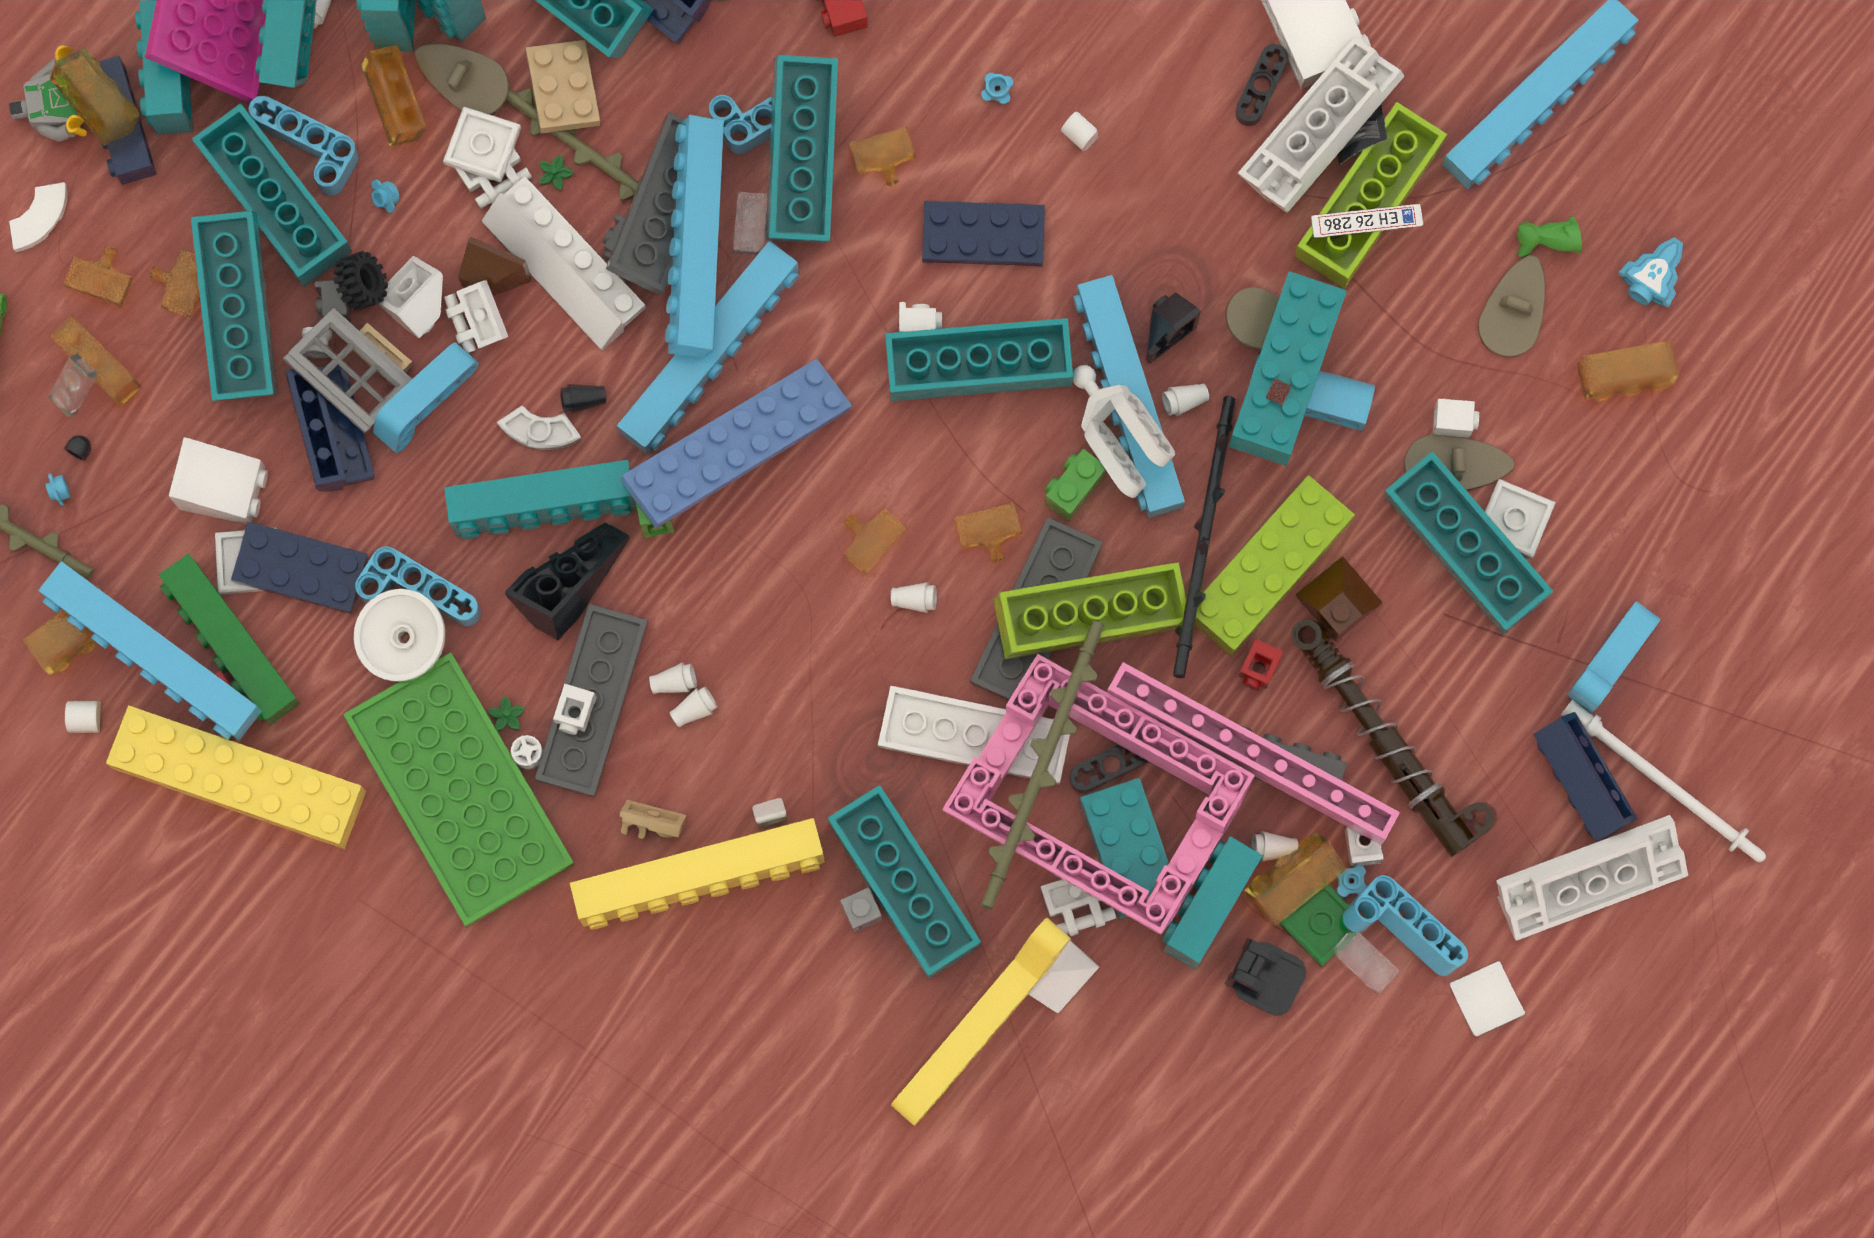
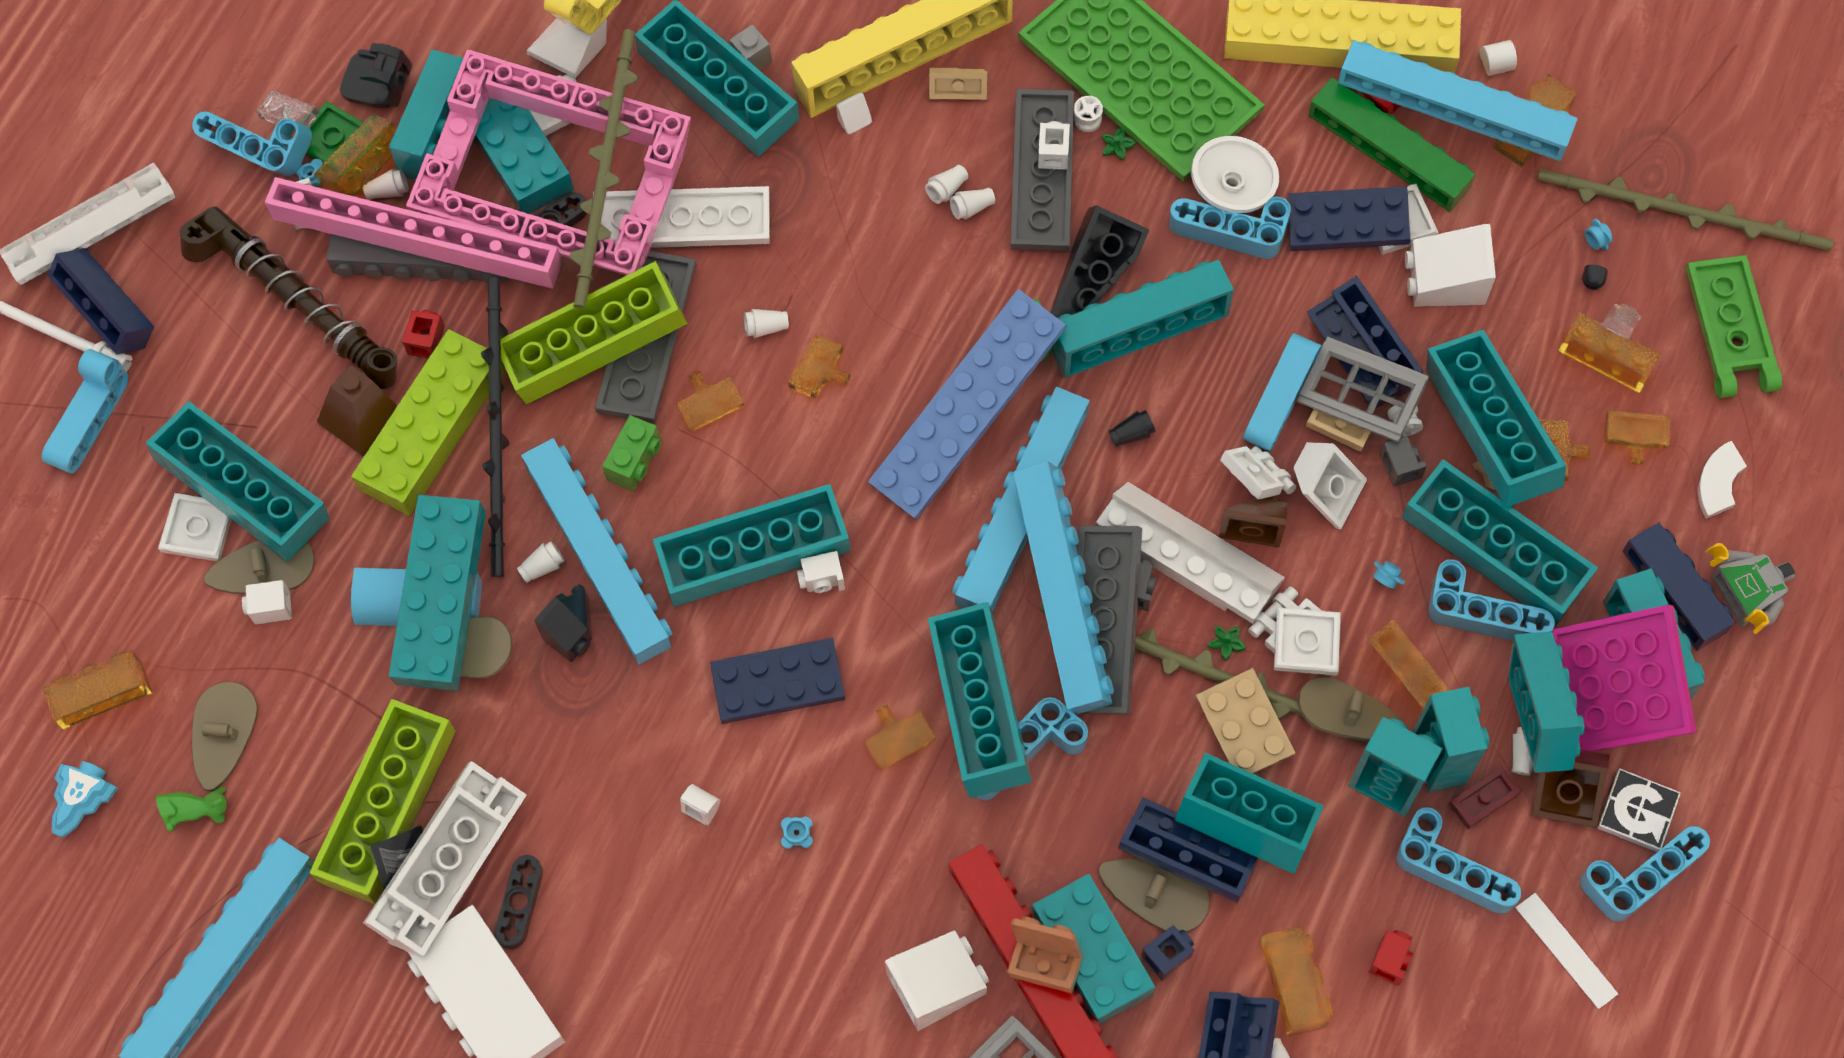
camera: 170 degrees right, 10 degrees down
(94, 96) = (1710, 581): clear yellow brick -> none
(360, 280) = (1394, 476): black tyre -> none
(539, 432) = (1165, 393): white tile -> none
(750, 223) = (1014, 632): clear plate -> none
(1105, 444) = (600, 526): white piece -> none
(1278, 391) = (439, 549): clear red window -> none
(1367, 220) = (380, 761): white sticker -> none
(1487, 998) = (171, 110): white sticker -> none

